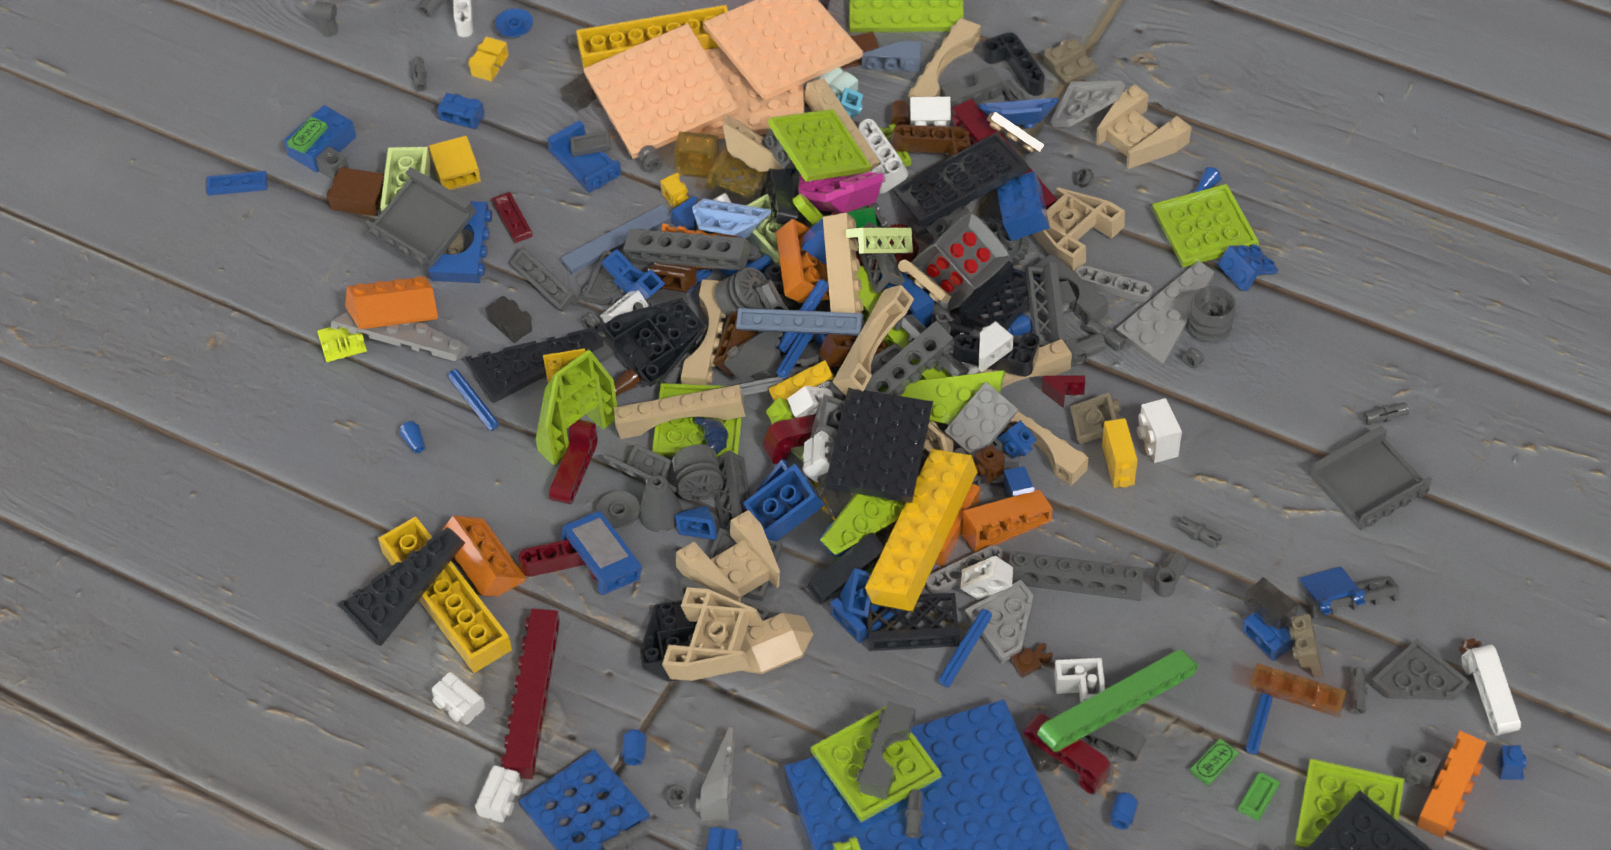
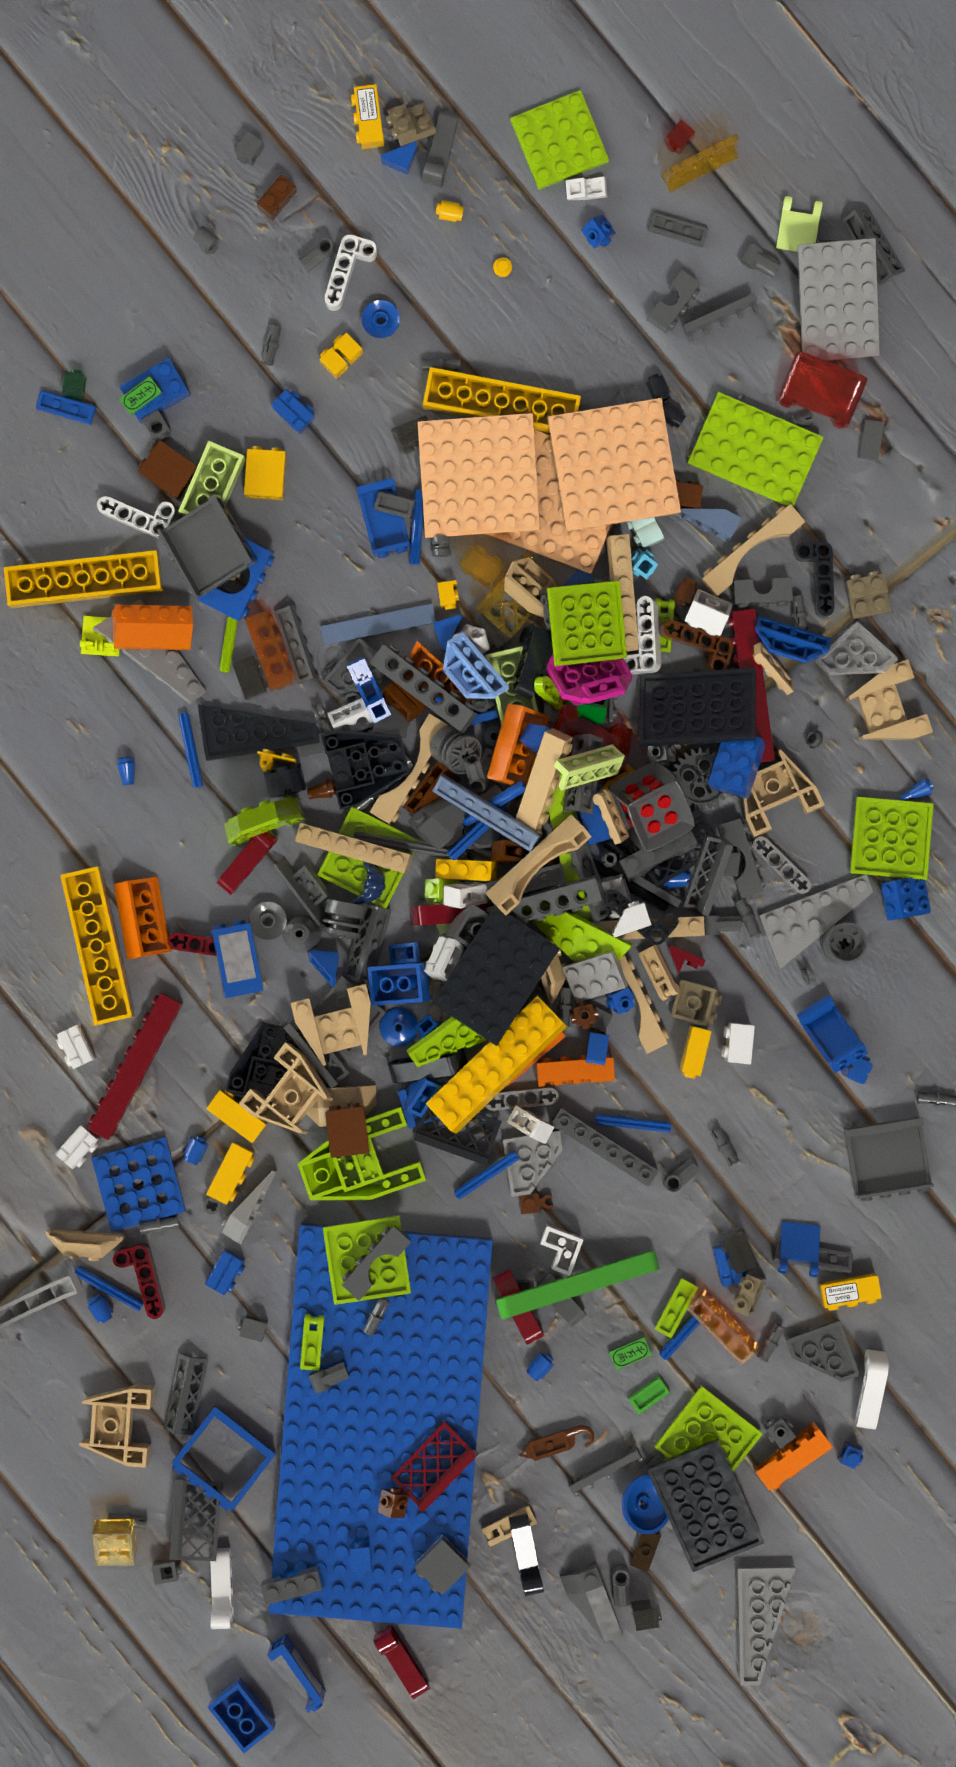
camera: 25 degrees right, 35 degrees up
(238, 159) = (74, 385): none -> clear green brick
(301, 297) = (83, 579): none -> yellow brick
(339, 236) = (135, 514): none -> white beam
(396, 590) = (56, 933): black wing -> none
(475, 303) = (228, 645): none -> lime axle
(508, 282) = (255, 625): none -> clear orange brick
(512, 217) = (295, 557): dark red tile -> none
(621, 156) = (417, 527): none -> blue axle
(665, 697) = (231, 1113): none -> yellow brick
(684, 753) = (231, 1173): none -> yellow brick
(793, 646) = (347, 1130): none -> reddish brown brick
(805, 564) = (401, 1017): none -> blue dish
(814, 688) = (361, 1174): none -> lime wedge
(973, 313) = (641, 861): none -> dark grey arch
(1044, 407) = (659, 972): none -> tan plate
(1096, 546) = (635, 1123): none -> blue axle
(1237, 697) = (676, 1307): none -> lime plate
(1245, 387) = (831, 1034): none -> blue panel
(1290, 409) = (858, 1070): none -> blue brick
(1409, 609) = (850, 1291): none -> yellow brick
(1469, 644) = (878, 1345): reddish brown plate -> none

